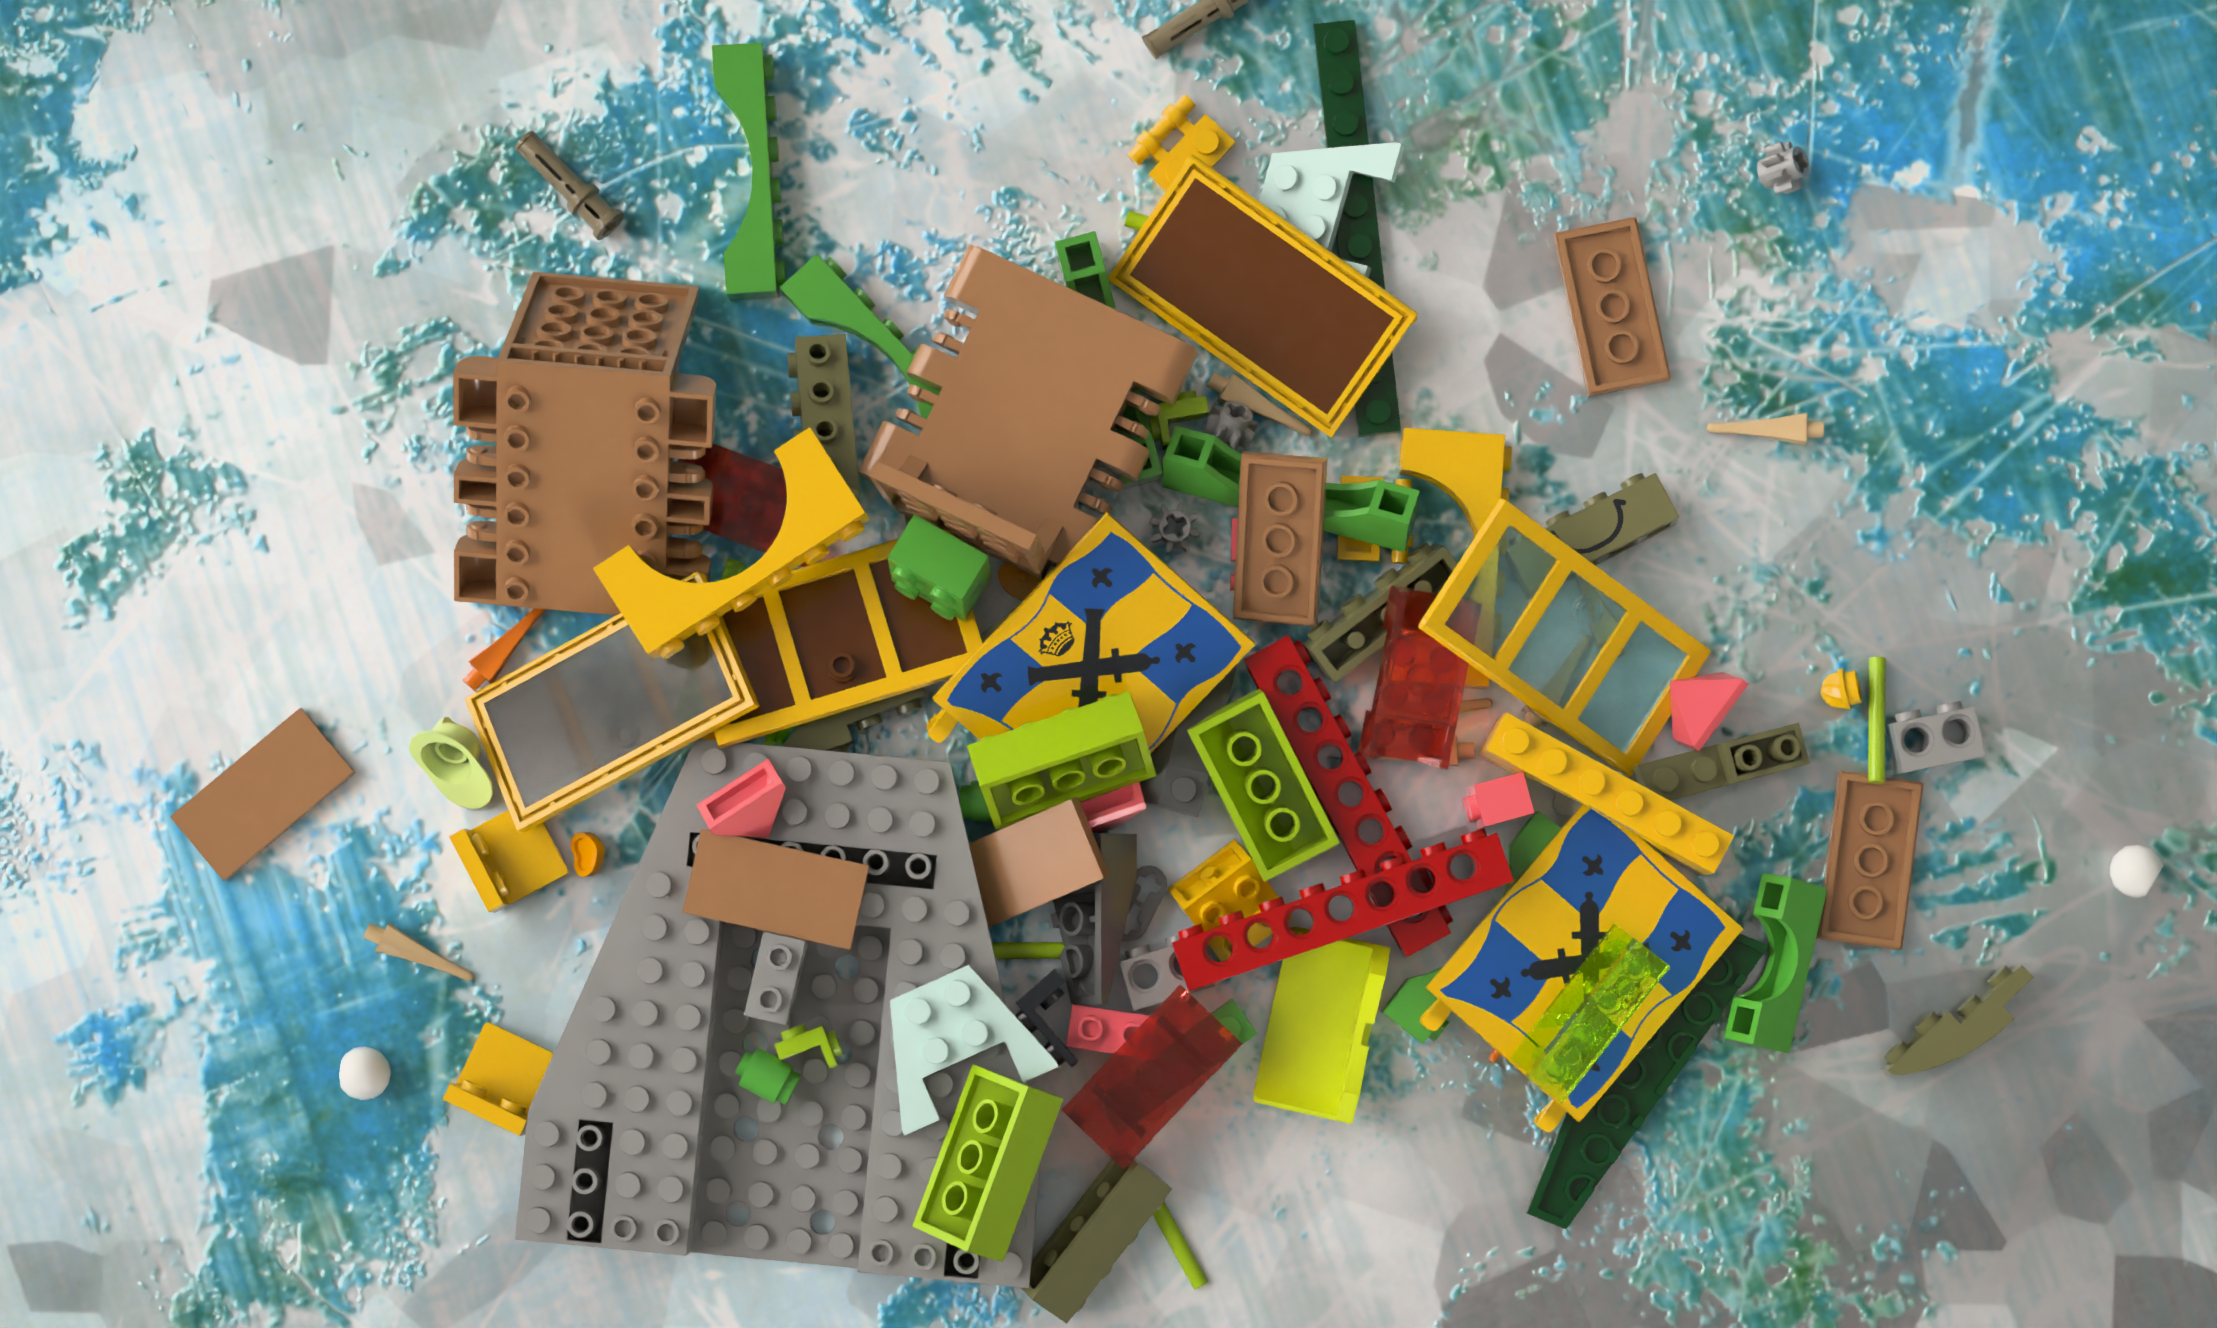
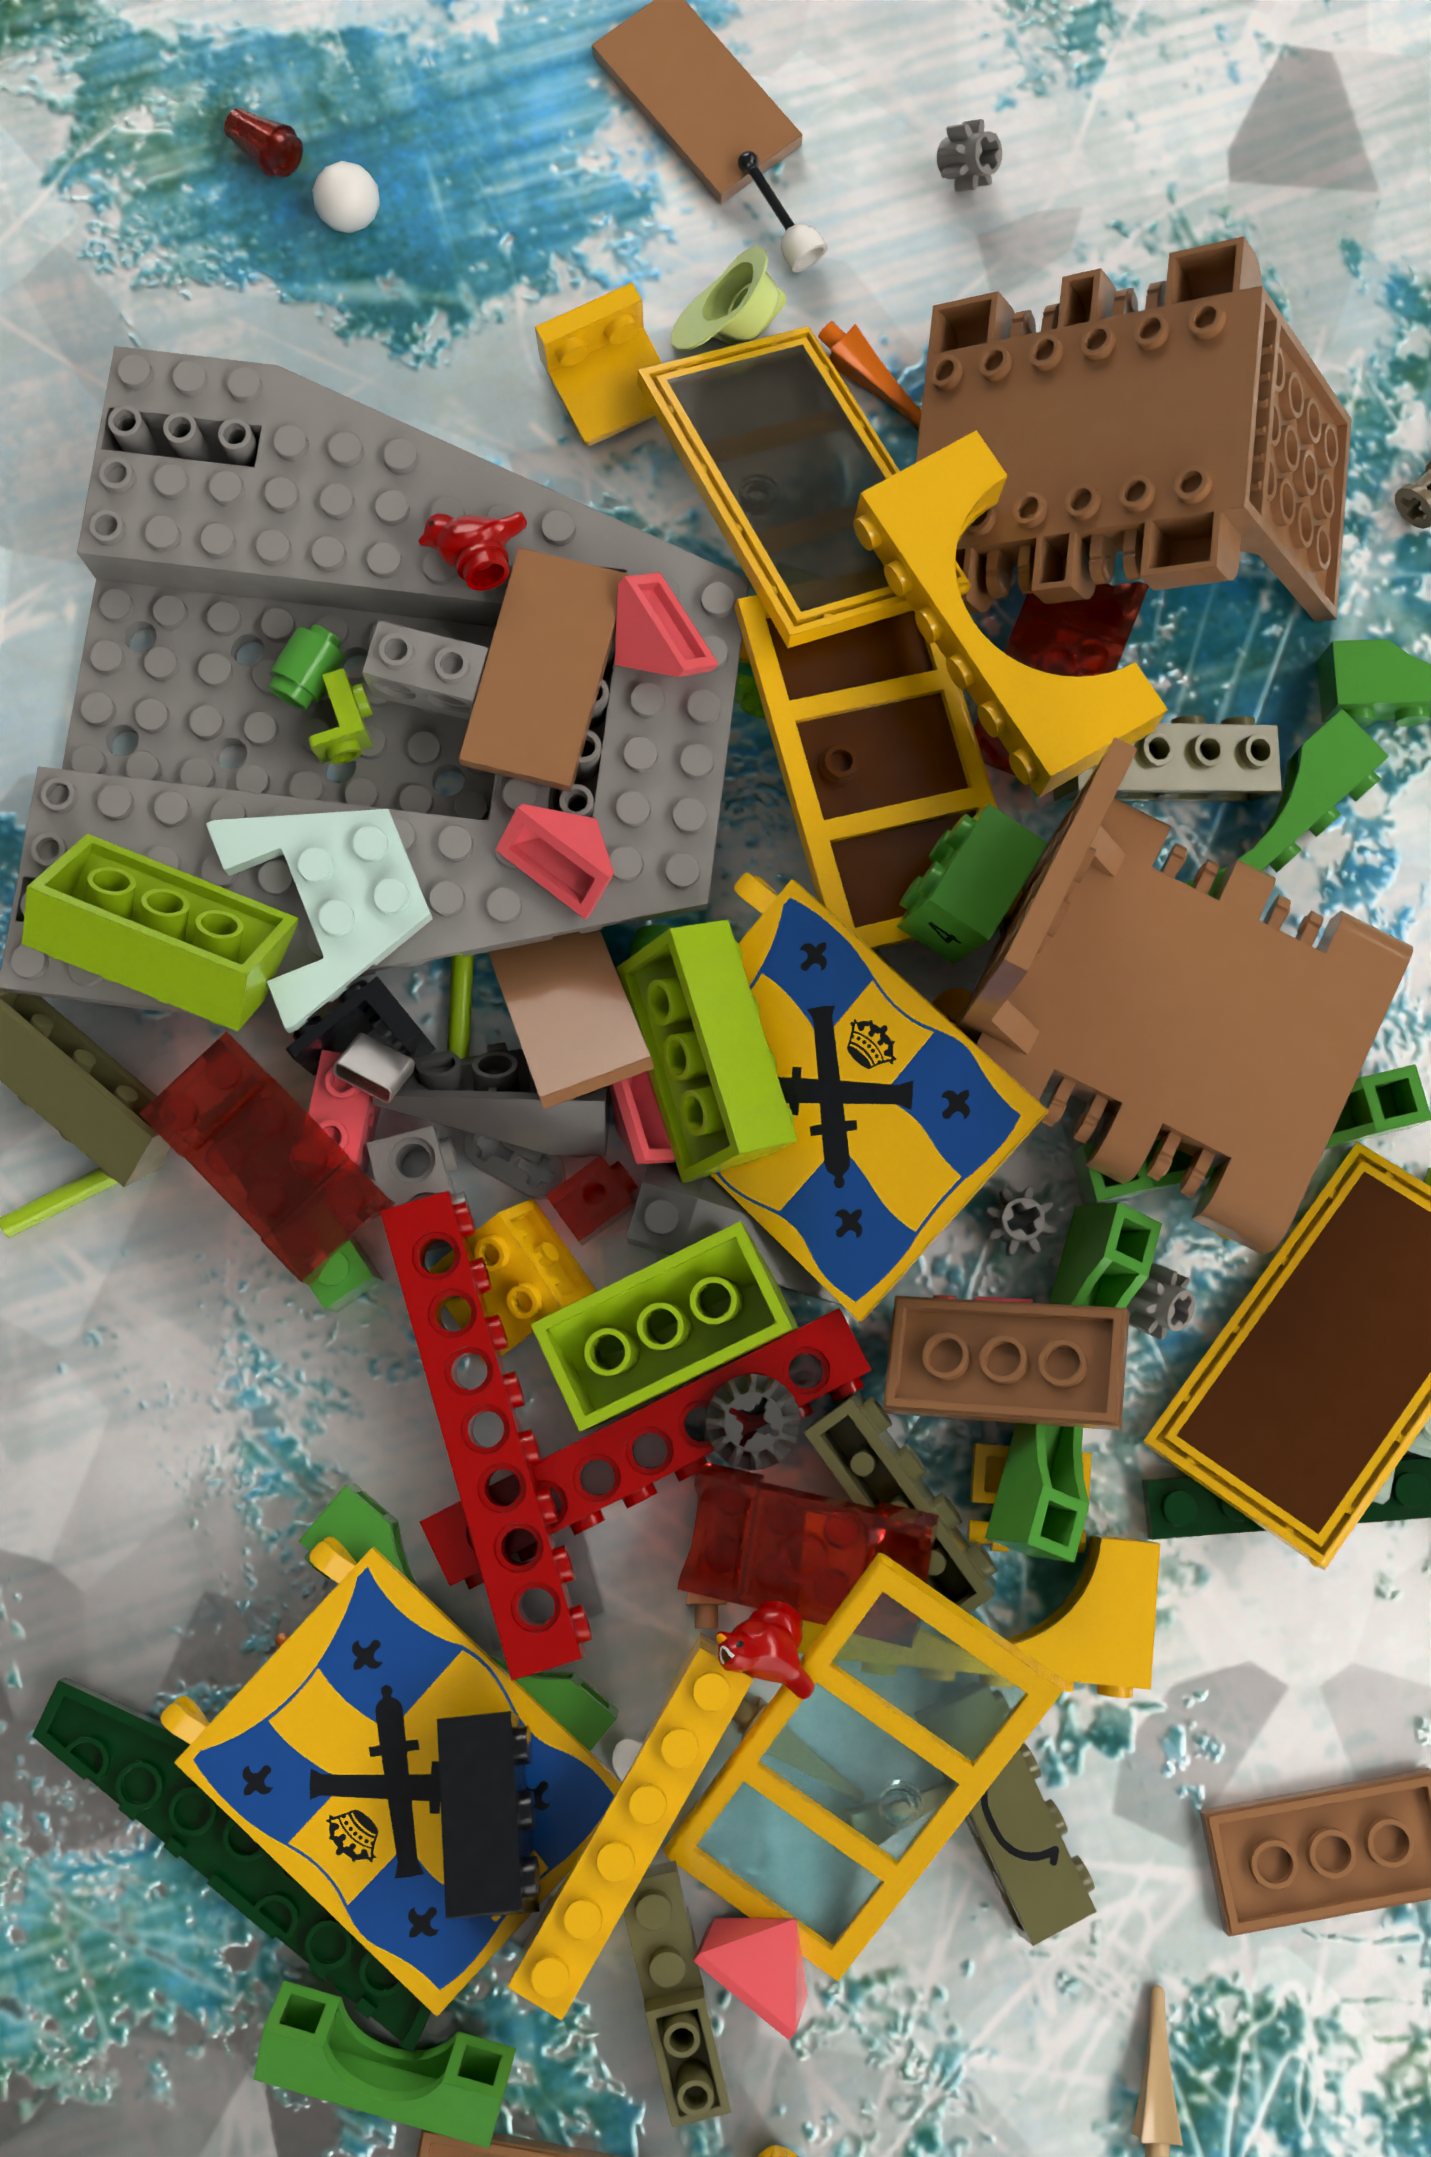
camera: 90 degrees right, 5 degrees down
(314, 1143) = (265, 142): none -> clear red cone
(320, 573) = (969, 155): none -> light grey gear
(394, 708) = (800, 243): none -> hinge
(398, 944) = (503, 247): tan piece -> none
(500, 1078) = (326, 343): yellow bracket -> none
(587, 853) = (608, 466): light orange piece -> none
(682, 946) = (474, 545): none -> red animal
(833, 731) = (755, 773): olive slope -> none
(920, 869) = (560, 854): none -> coral slope
(1080, 1004) = (373, 1067): none -> flat silver piece
(1167, 842) = (594, 1198): none -> clear red brick
(1186, 408) = (1181, 1236): lime bracket -> none
(1237, 390) = (1207, 1315): tan piece -> none
(1309, 725) = (761, 1449): none -> dark grey gear
(1321, 1028) = (327, 1394): neon yellow panel -> none
(1485, 702) = (768, 1648): none -> red animal
(1498, 801) = (630, 1661): coral brick -> none
(1588, 1013) = (311, 1788): clear neon green fence -> none
(1605, 893) = (487, 1816): none -> black wedge

